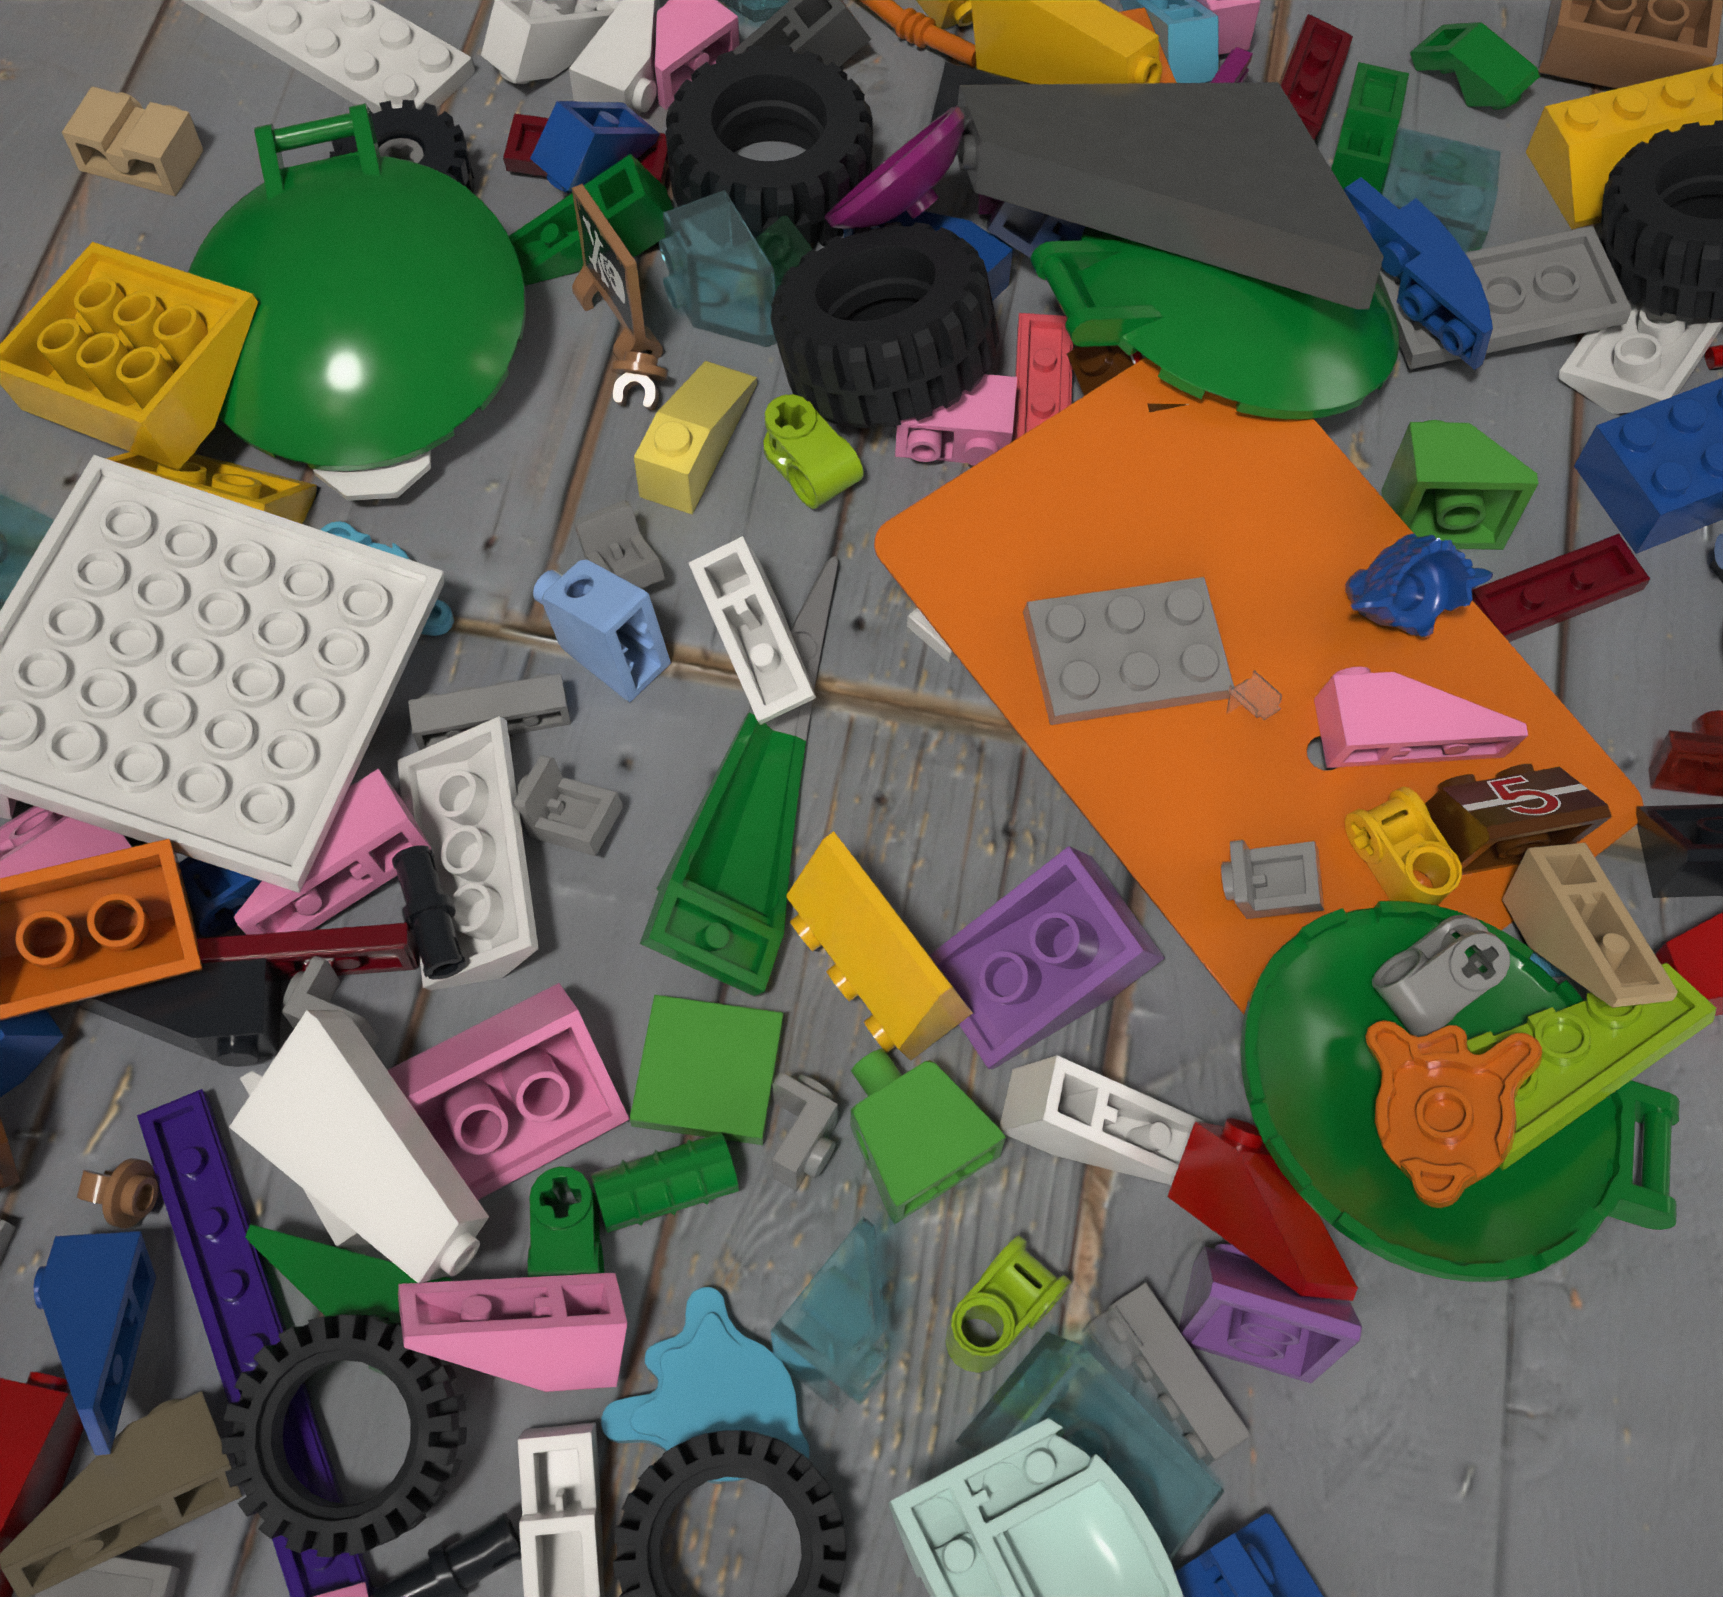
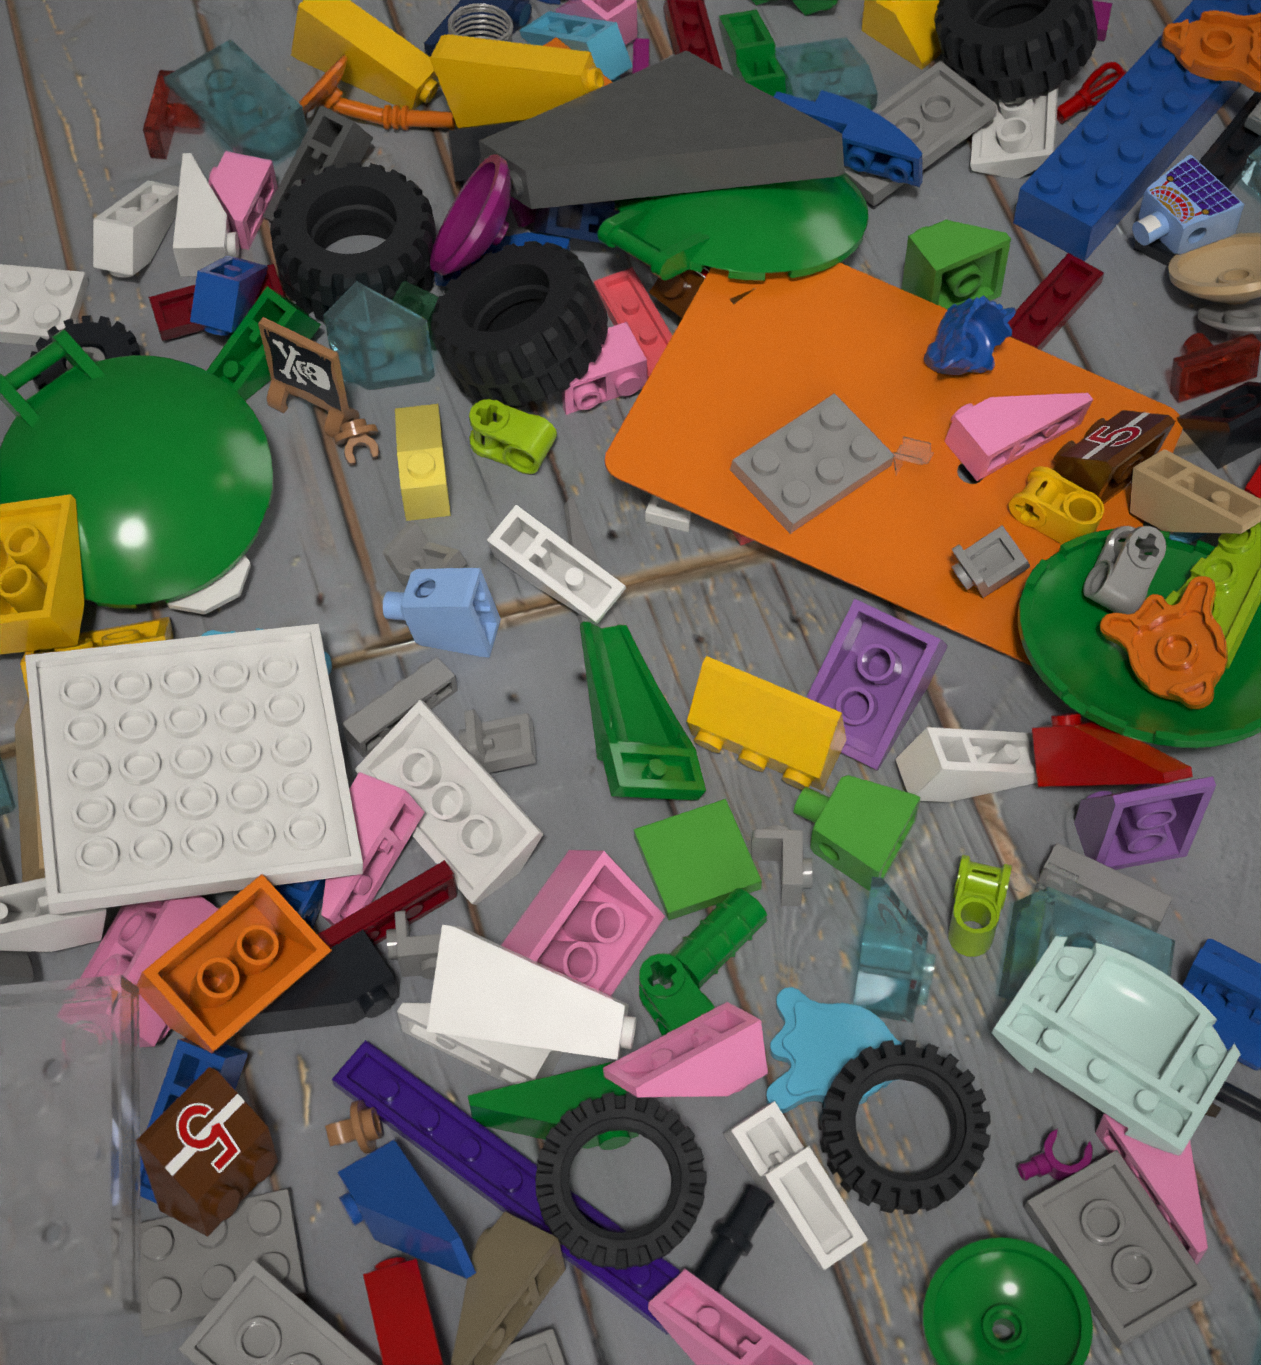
camera: 25 degrees left, 5 degrees down
(428, 912) = (451, 847): black pin -> none

